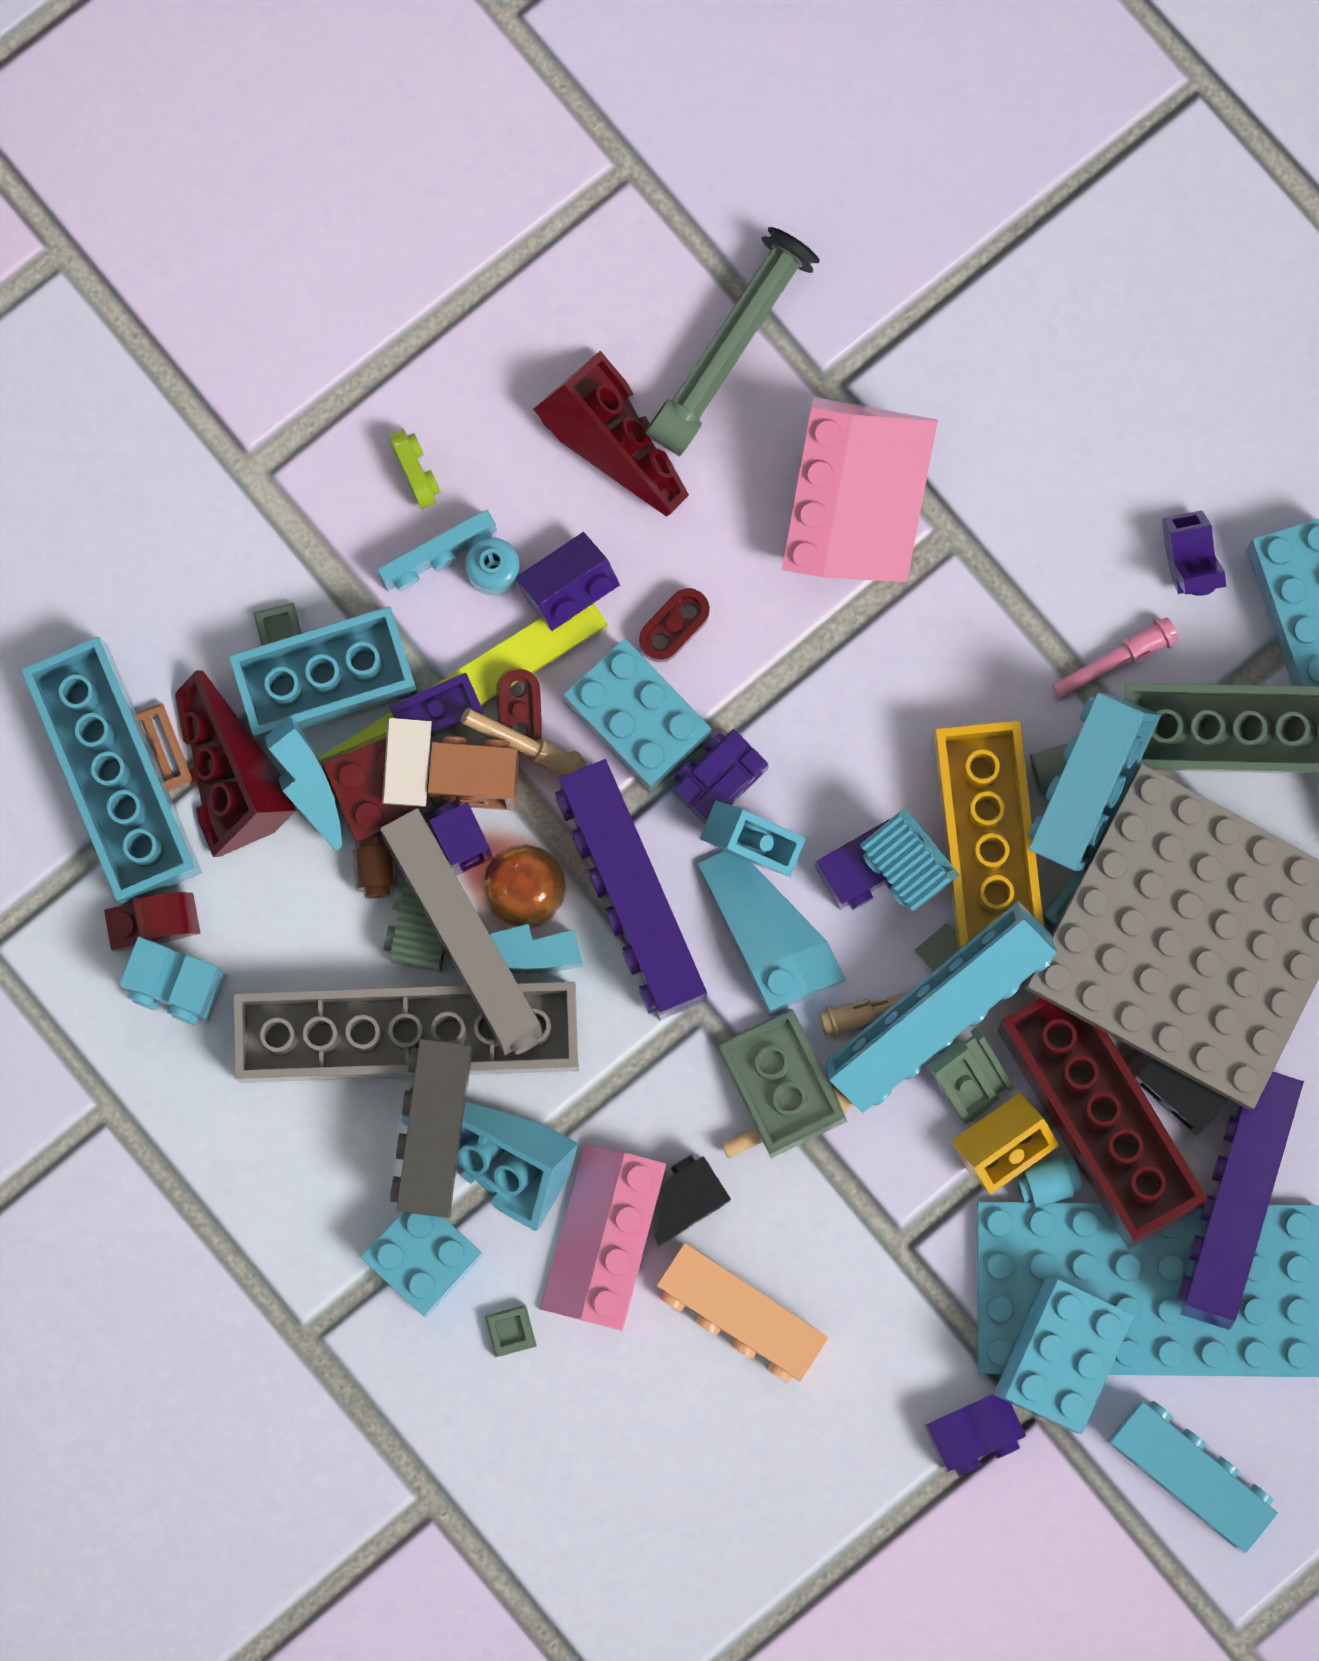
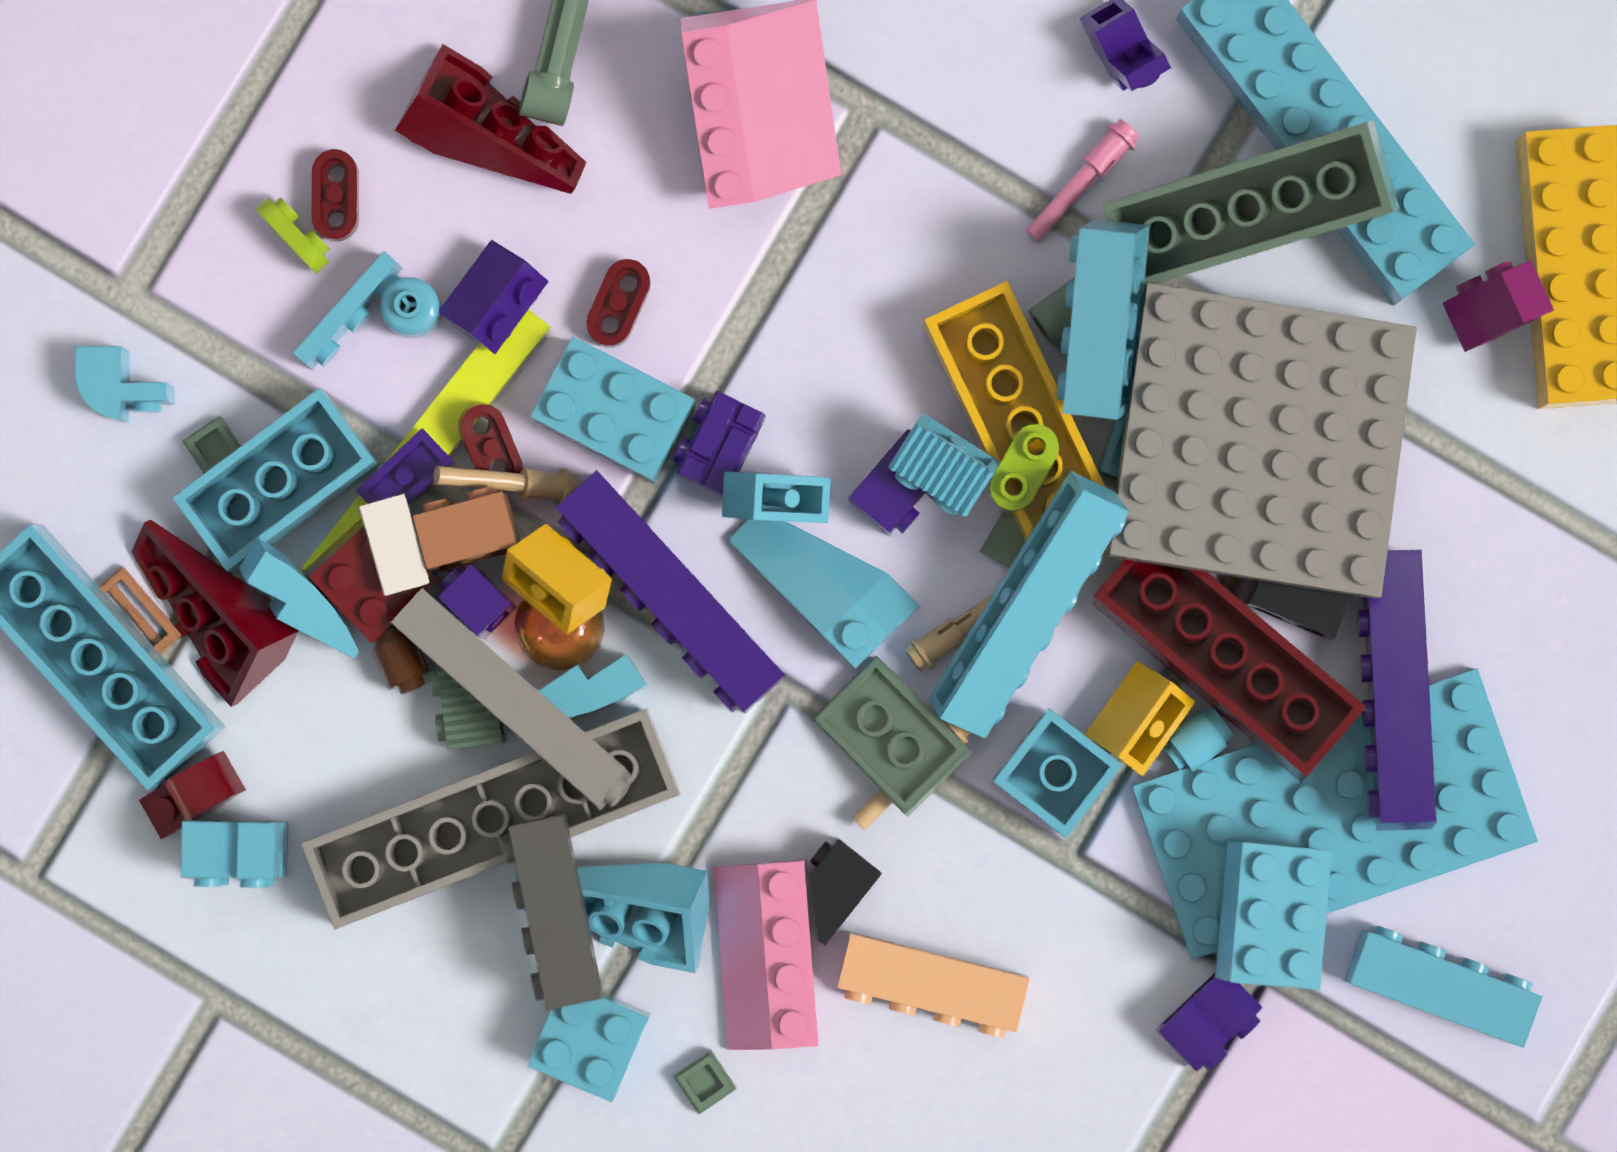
camera: 15 degrees left, 5 degrees up
(205, 540) = (105, 384): none -> medium azure brick
(461, 449) = (335, 196): none -> dark red plate
(537, 840) = (556, 578): none -> yellow brick
(915, 1165) = (1056, 773): none -> medium azure brick
(970, 1076) = (1081, 662): sand green plate -> none
(978, 886) = (1024, 467): none -> lime plate

